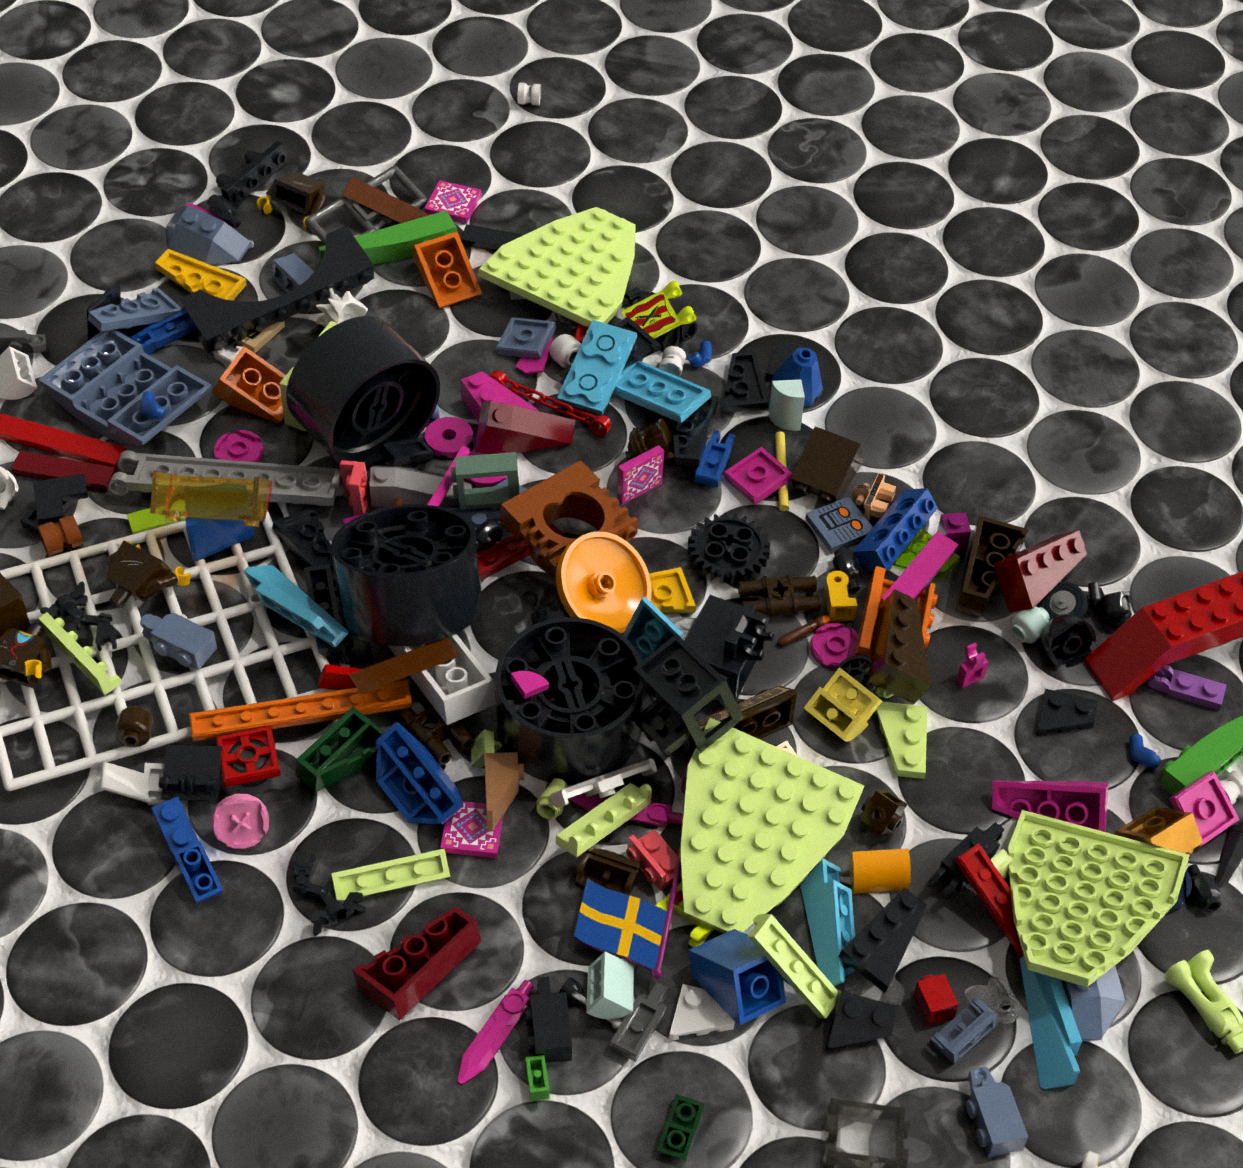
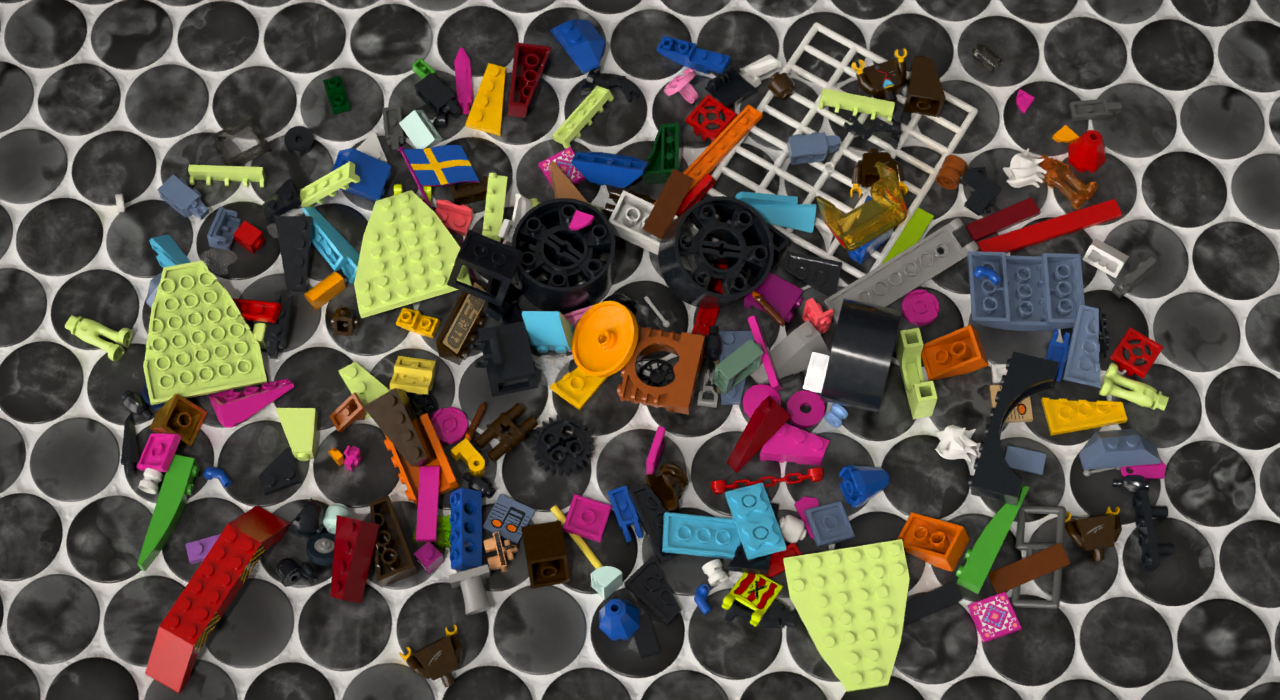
camera: 145 degrees right, 15 degrees up
(92, 280) = (1136, 353): none -> red piece
(129, 259) = (1141, 393): none -> yellowish green piece
(307, 960) = (581, 43): none -> blue wedge
(464, 339) = (862, 483): none -> blue cone
(486, 979) = (488, 103): none -> yellow wing
(511, 596) = (666, 323): none -> white hinge
(775, 1110) = (296, 133): none -> black piece
(916, 1111) = (227, 174): none -> yellowish green hinge
(929, 471) = (473, 589): none -> light grey plant
(946, 713) = (348, 412): none -> dark orange slope
(988, 687) = (337, 456): none -> light orange tile
(1008, 446) = (437, 658): none -> dark brown torso
(1014, 736) = (300, 430): none -> yellowish green slope

